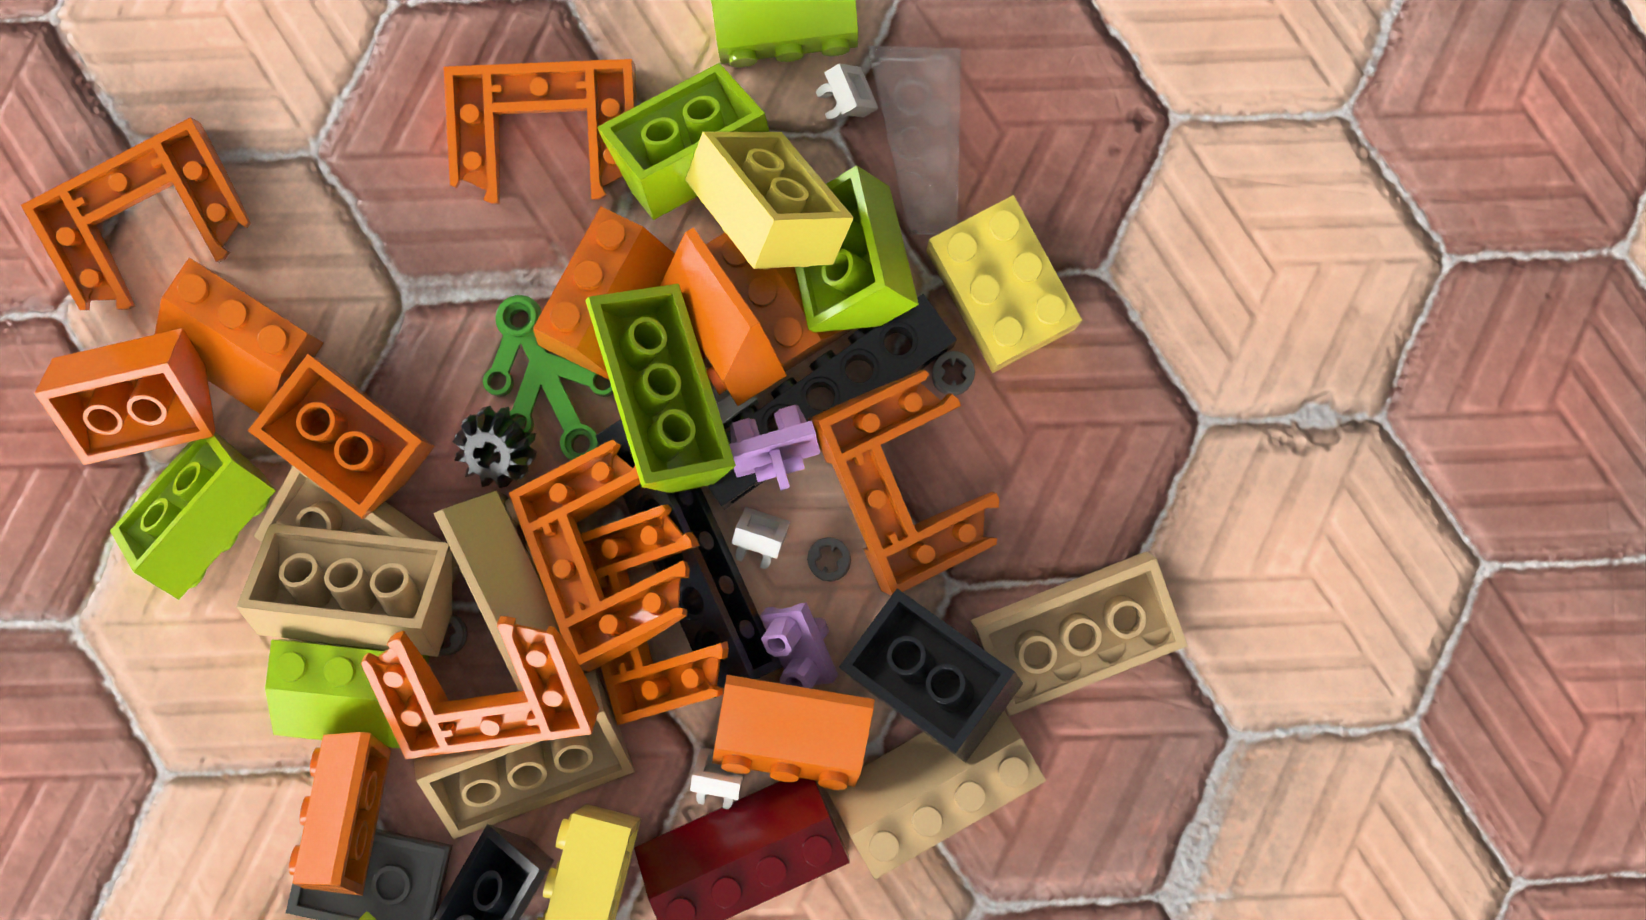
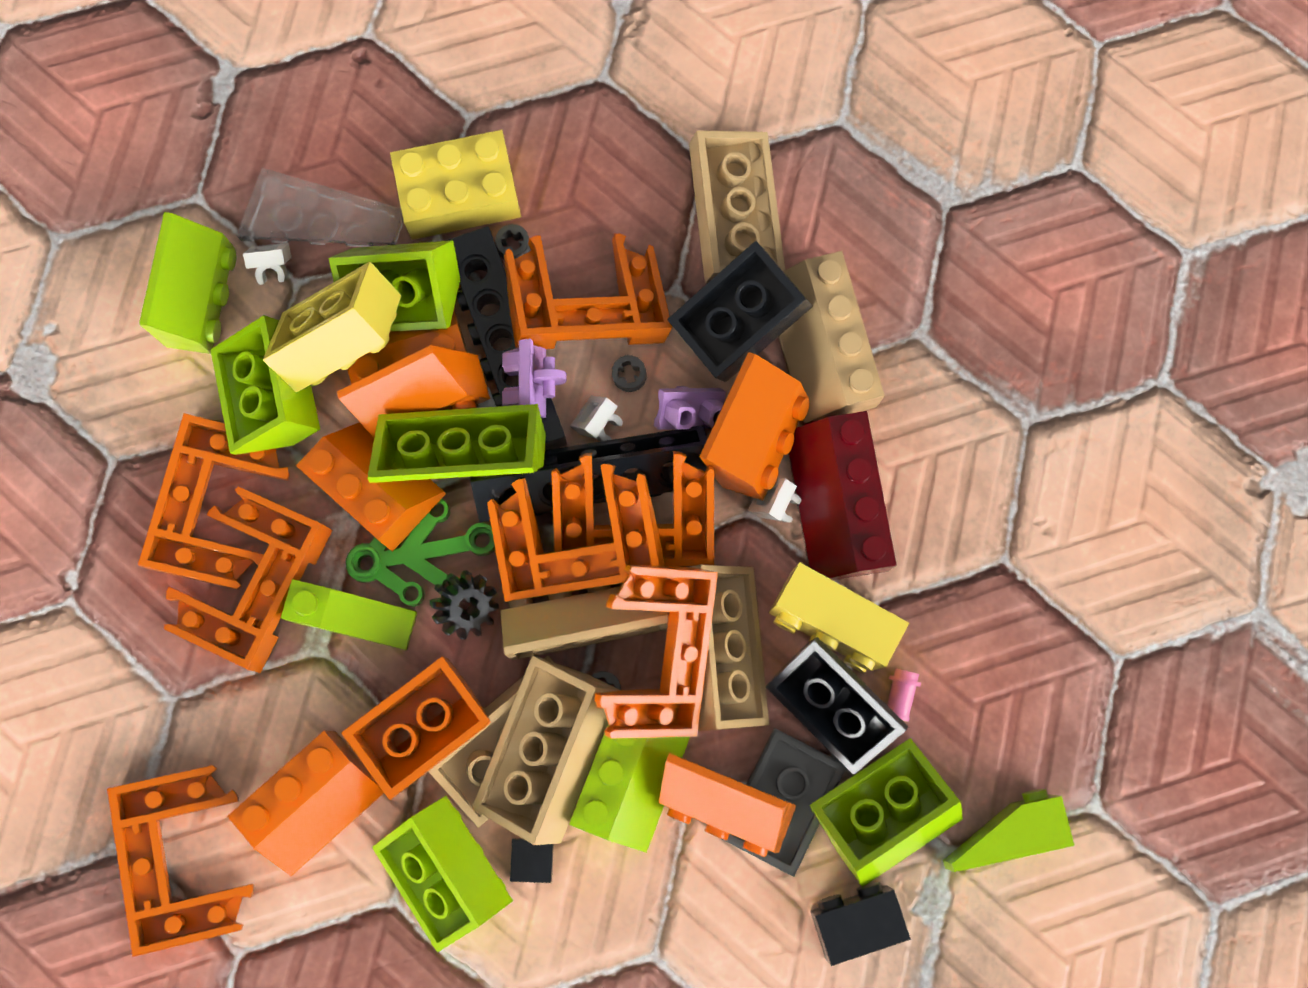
camera: 80 degrees left, 5 degrees down
(129, 396) = (329, 902): orange slope -> none
(222, 609) = (531, 862): none -> black tile
(401, 211) = (248, 633): none -> orange wedge
(452, 317) = (348, 614): none -> lime slope

